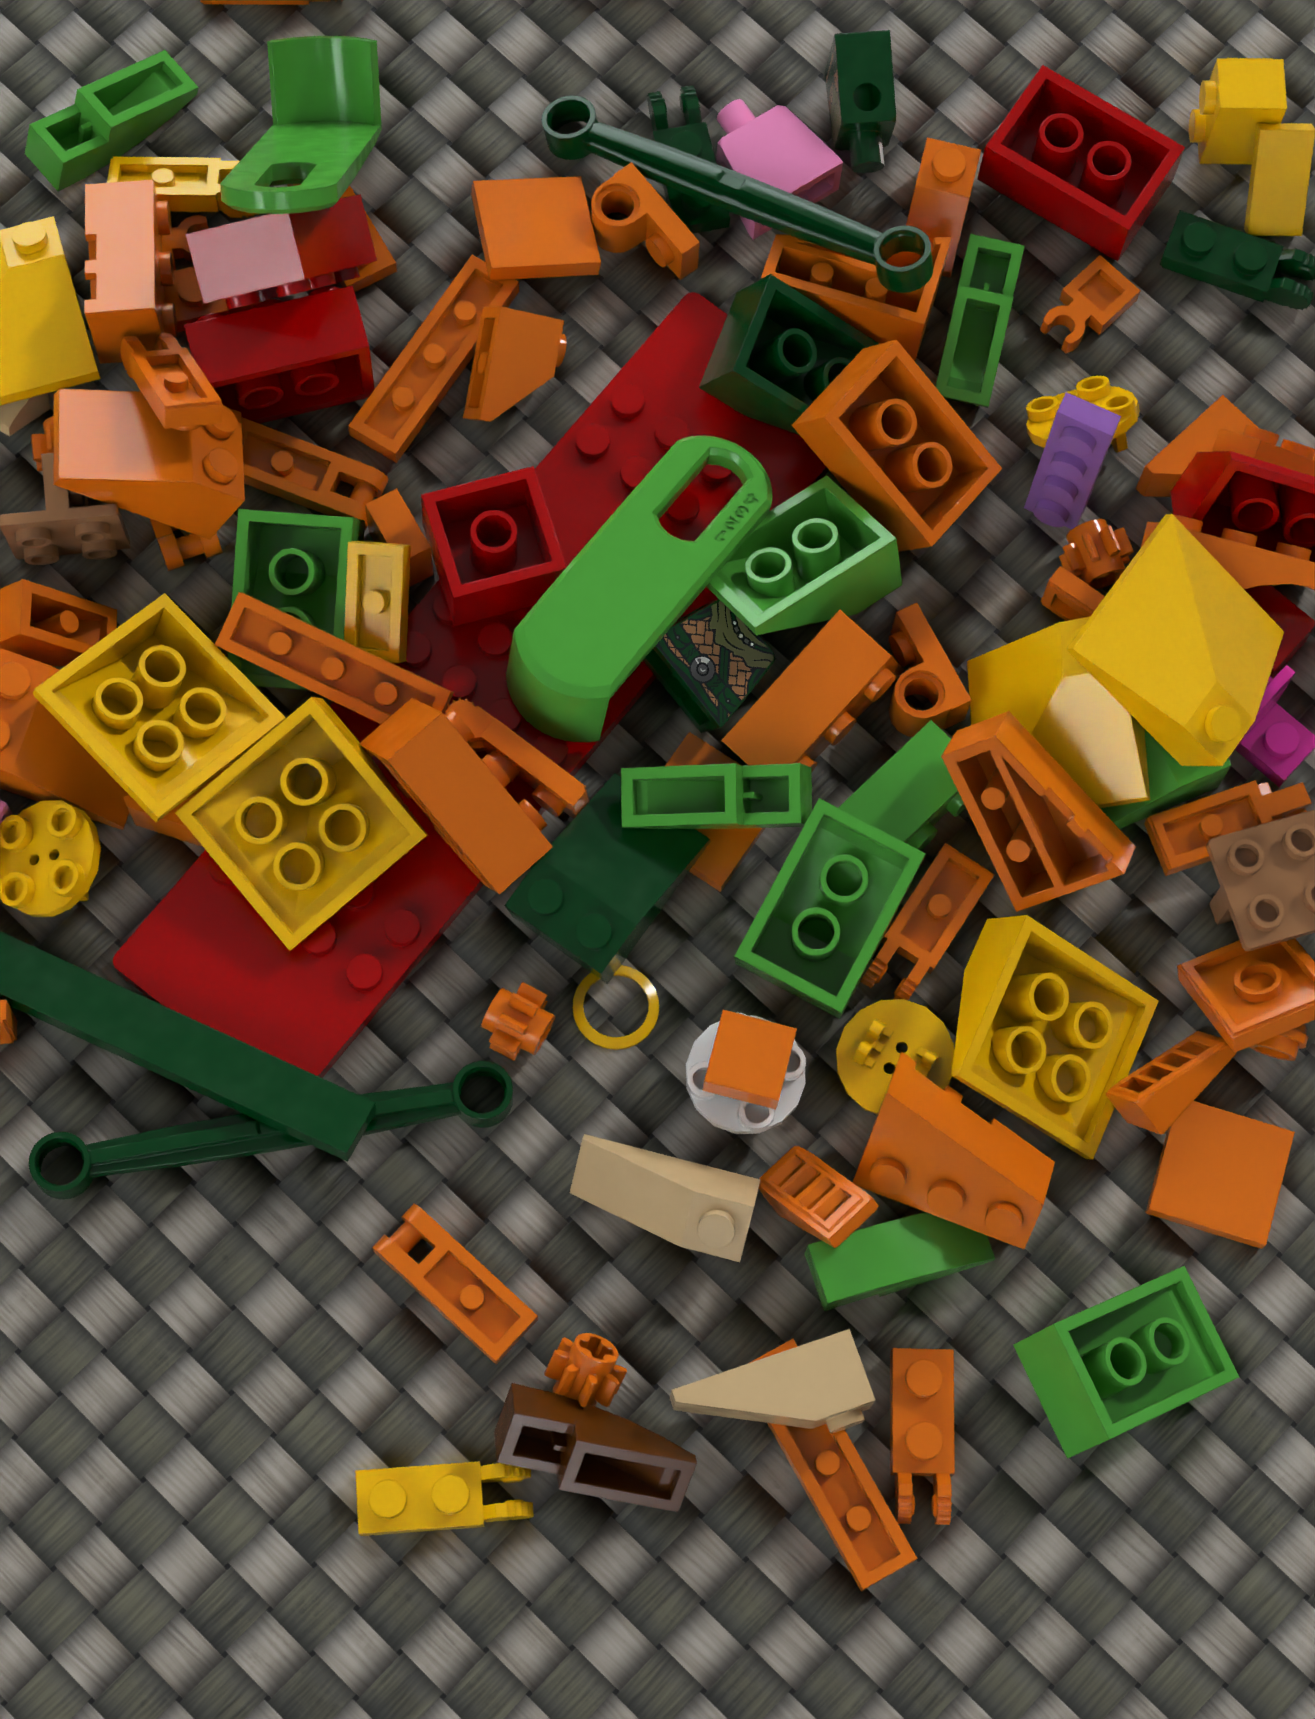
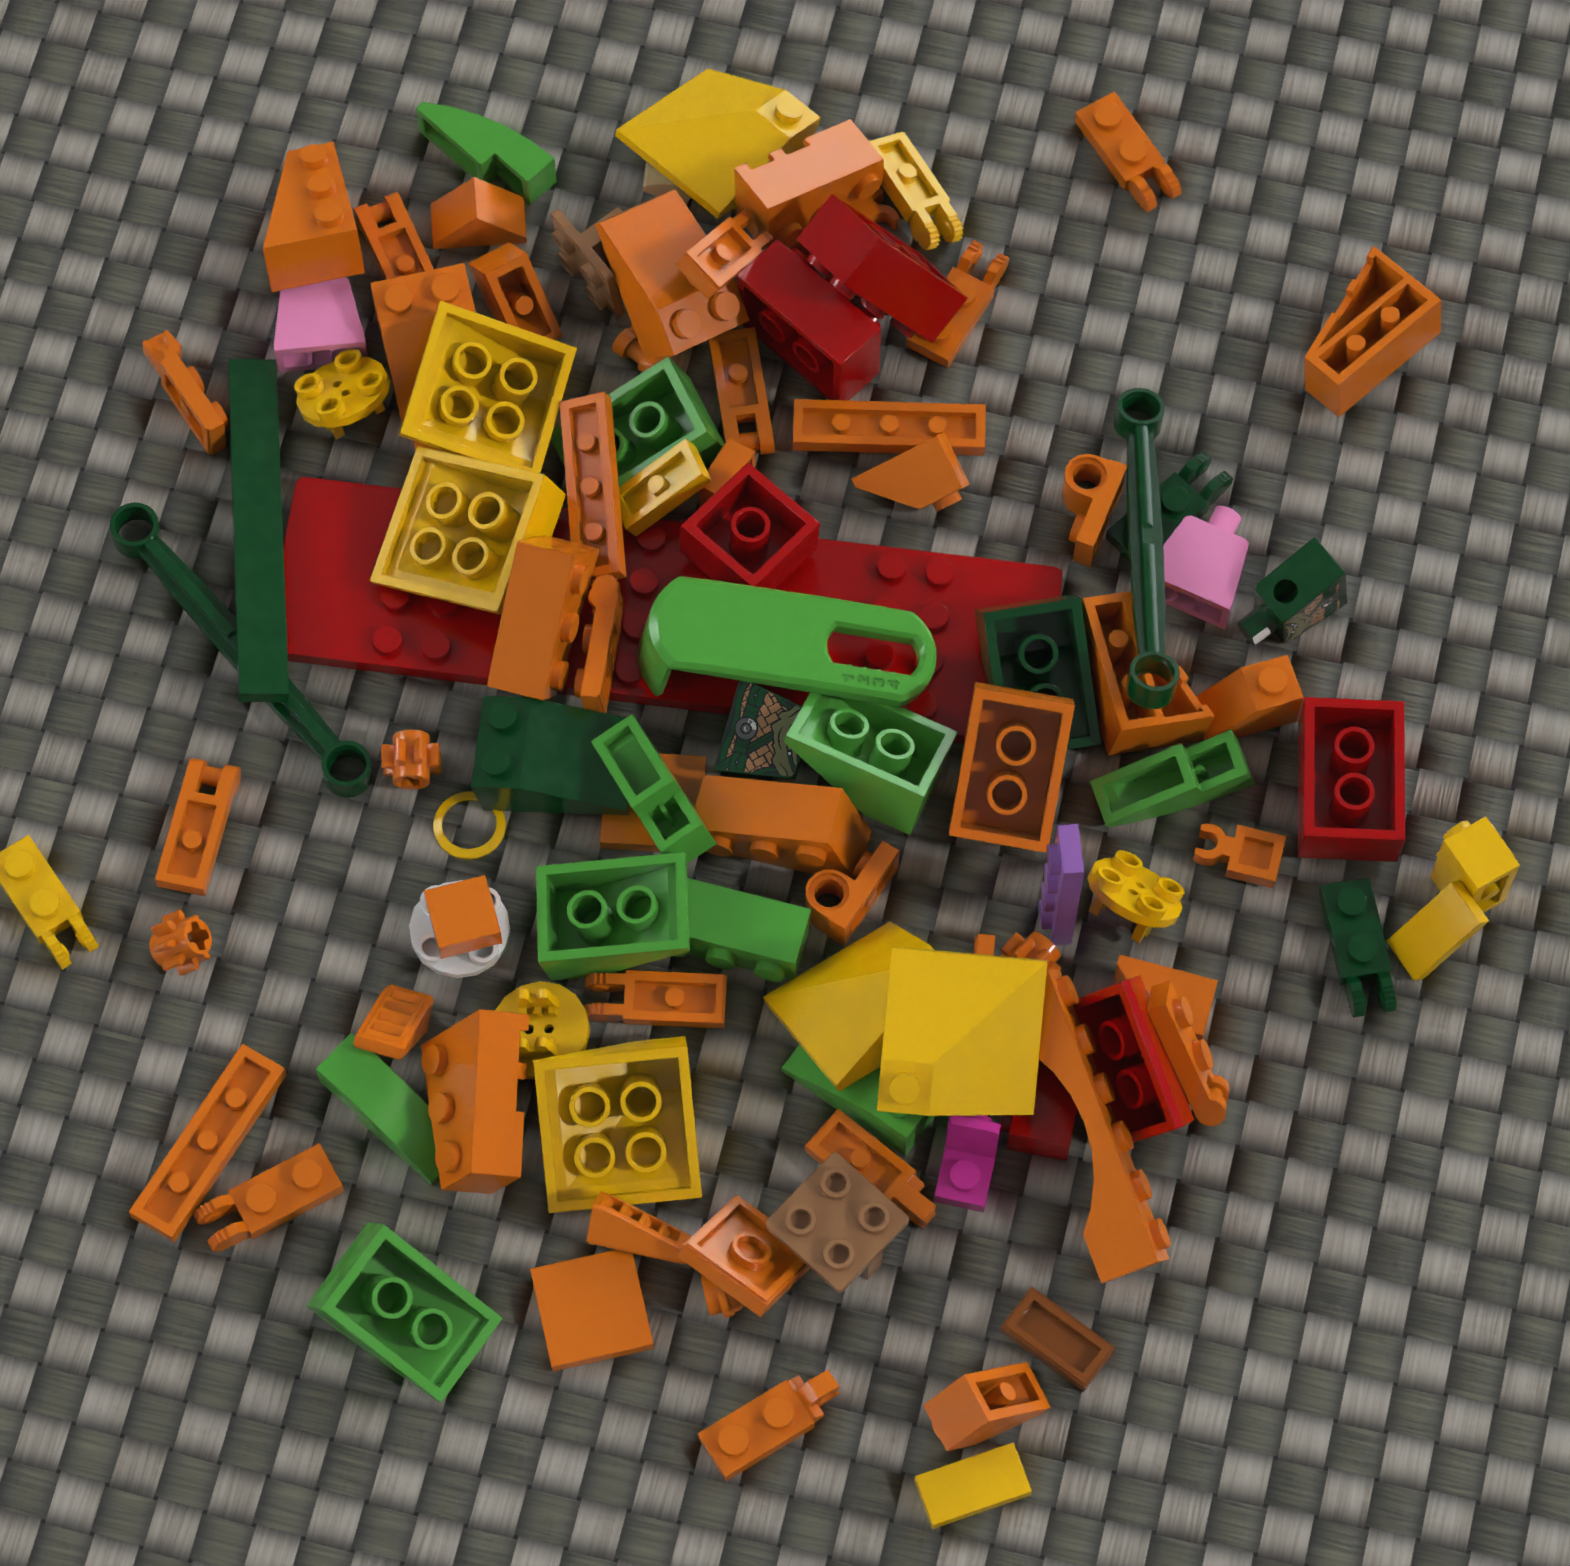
camera: 65 degrees right, 5 degrees down
(108, 119) = (934, 113): bright green slope -> none
(321, 127) = (1022, 252): bright green piece -> none
(535, 228) = (1036, 434): orange tile -> none
(591, 1450) = (125, 975): reddish brown slope -> none
(668, 1195) = (340, 933): tan slope -> none
(793, 1388) = (249, 1087): tan slope -> none
(1032, 814) = (772, 1009): orange wedge -> none

